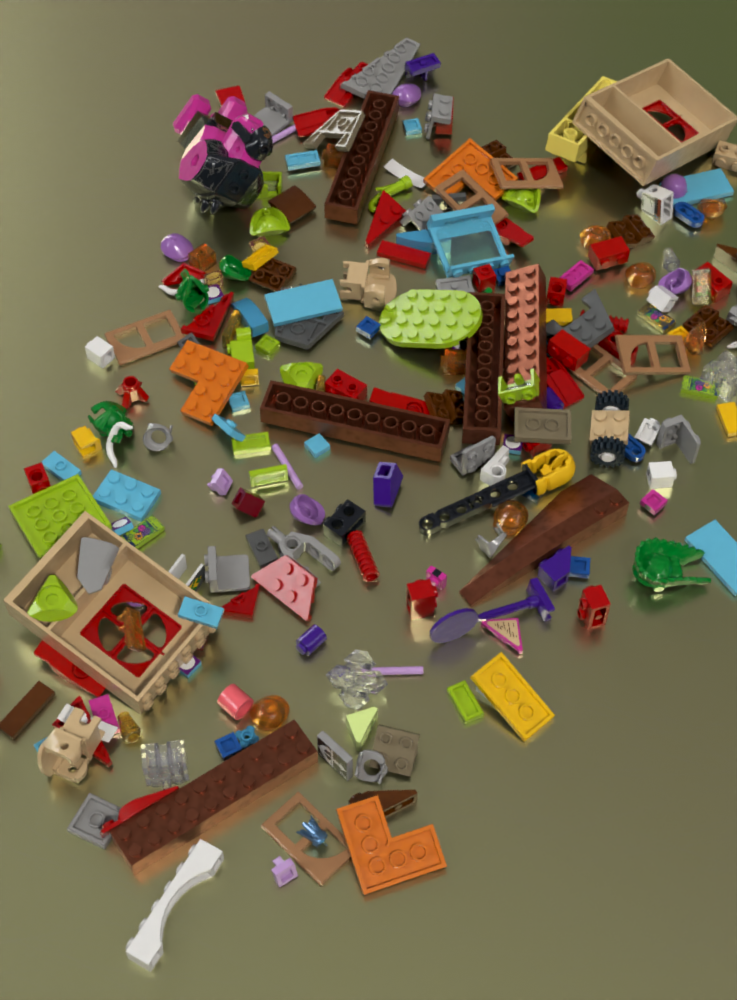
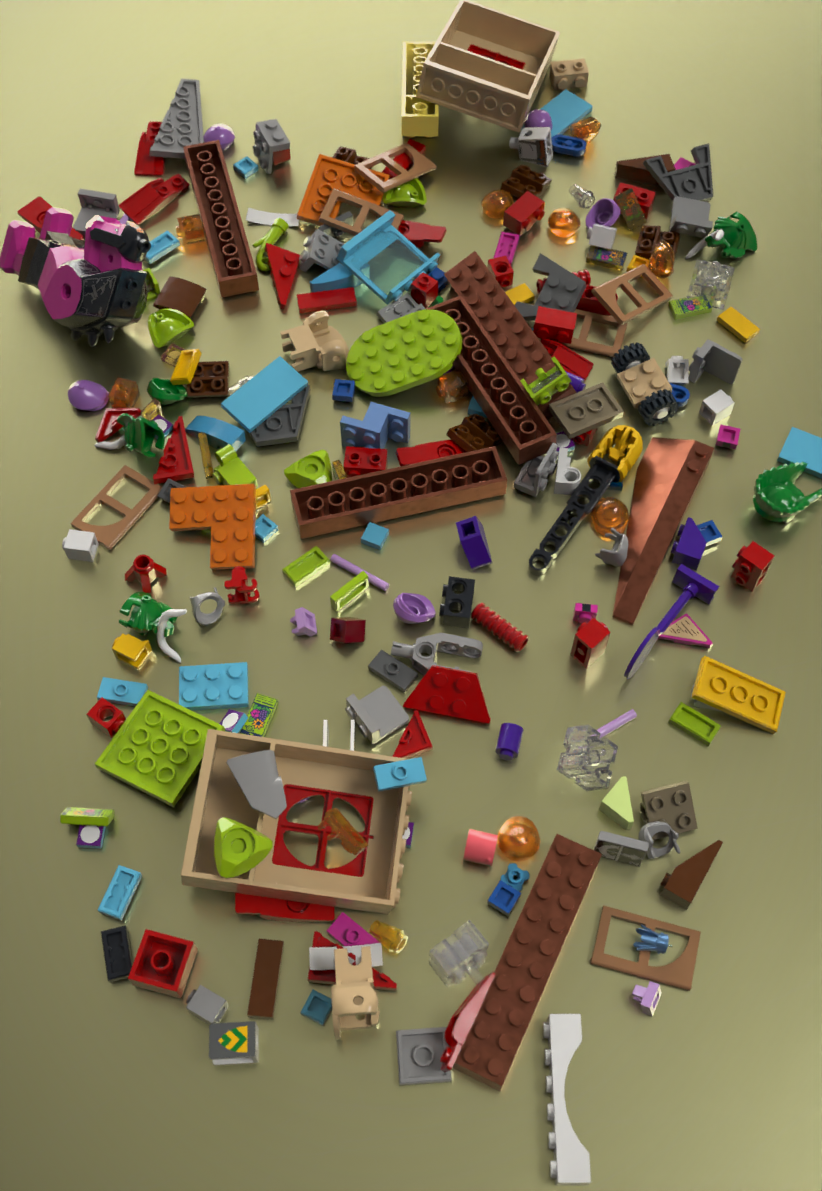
camera: 30 degrees left, 5 degrees up
(192, 432) = (242, 591): none -> red piece
(229, 427) = (276, 559): medium azure plate -> none
(267, 345) = (252, 455): lime tile -> none
(341, 125) = (180, 193): dark tan wing -> none
(369, 365) = (375, 429): none -> medium blue bracket
(382, 858) = (733, 927): orange plate -> none
(422, 66) = (218, 101): dark purple panel -> none

